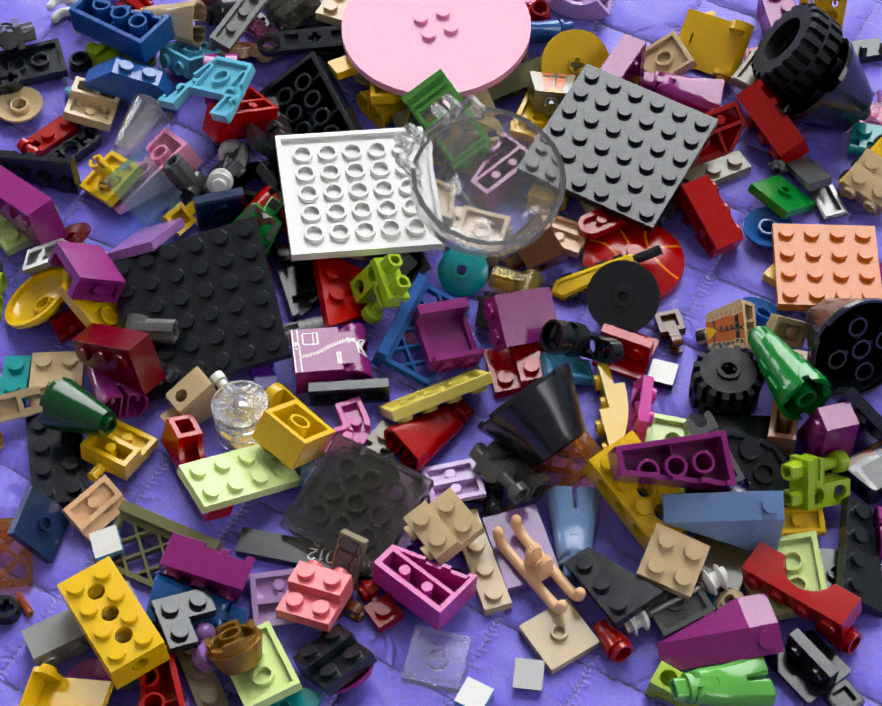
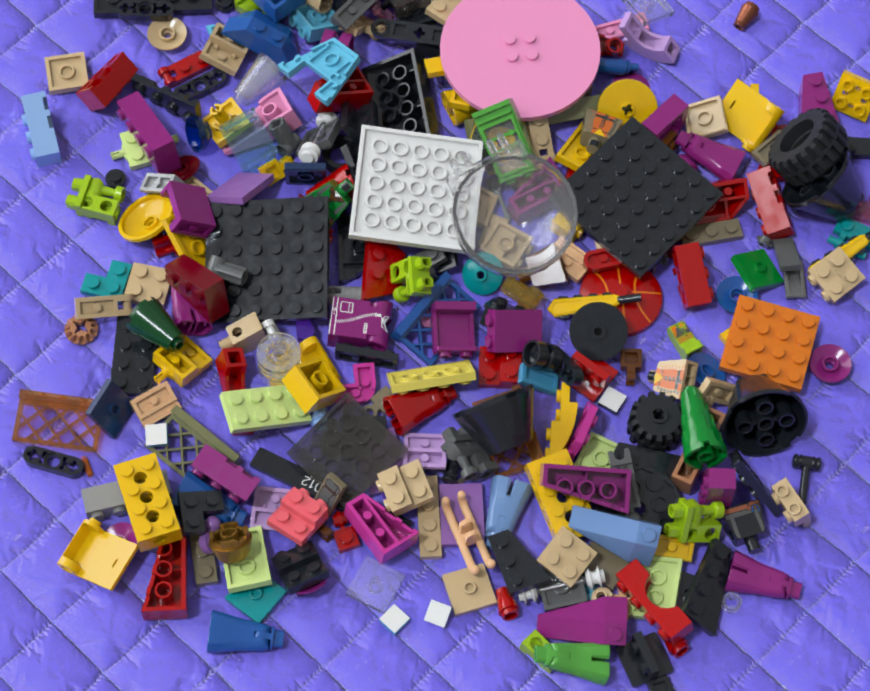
camera: 10 degrees right, 10 degrees up
(79, 196) = (197, 133): none -> clear blue piece
(722, 287) = (683, 340): none -> lime leg

